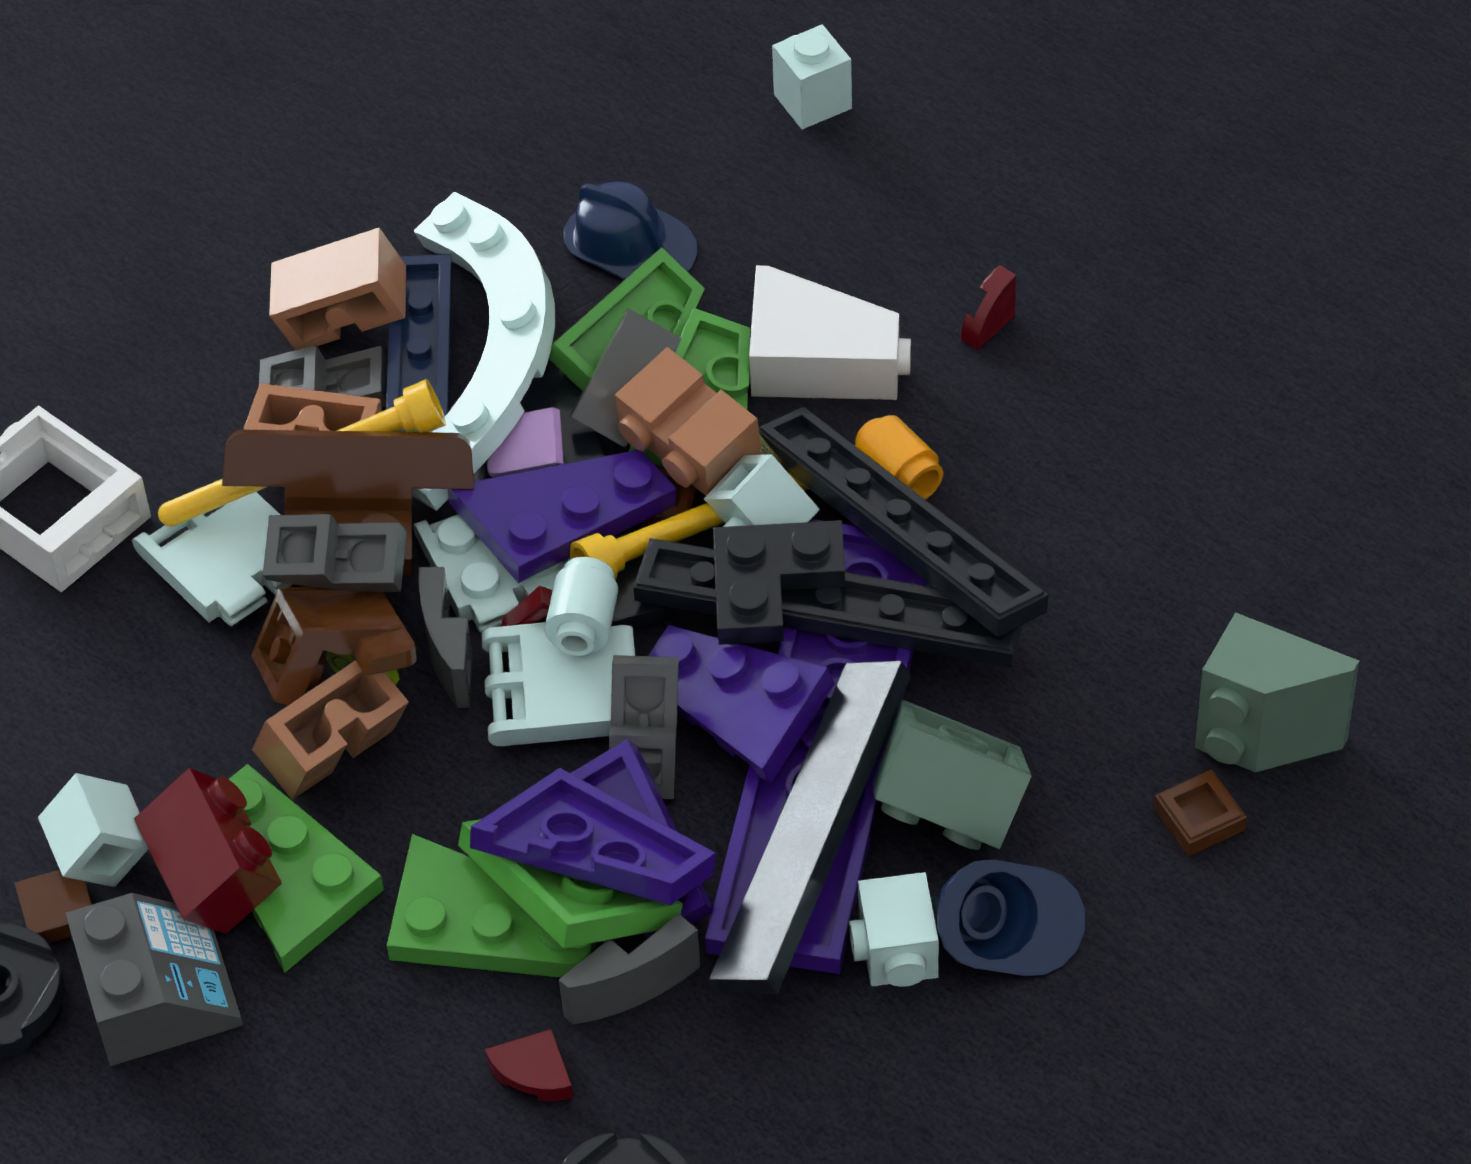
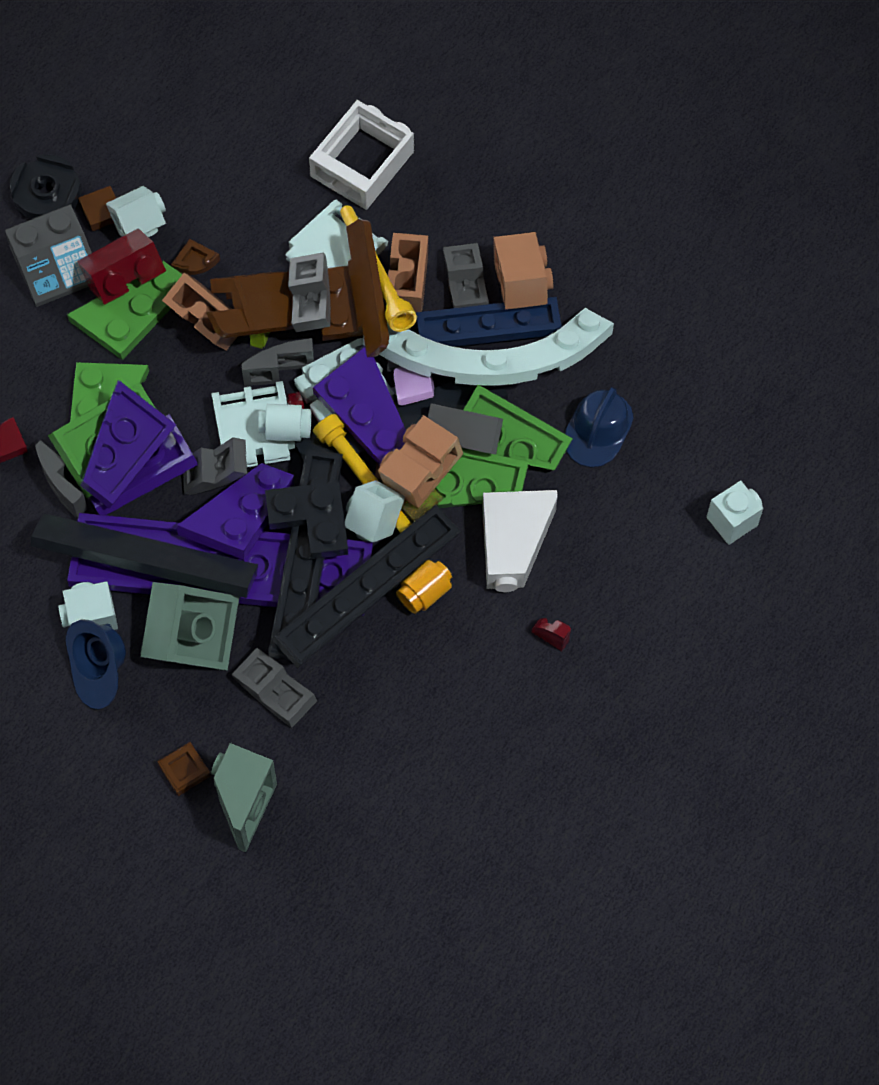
camera: 80 degrees right, 15 degrees up
(196, 751) = (195, 259): none -> reddish brown tile
(1061, 679) = (274, 688): none -> dark grey slope

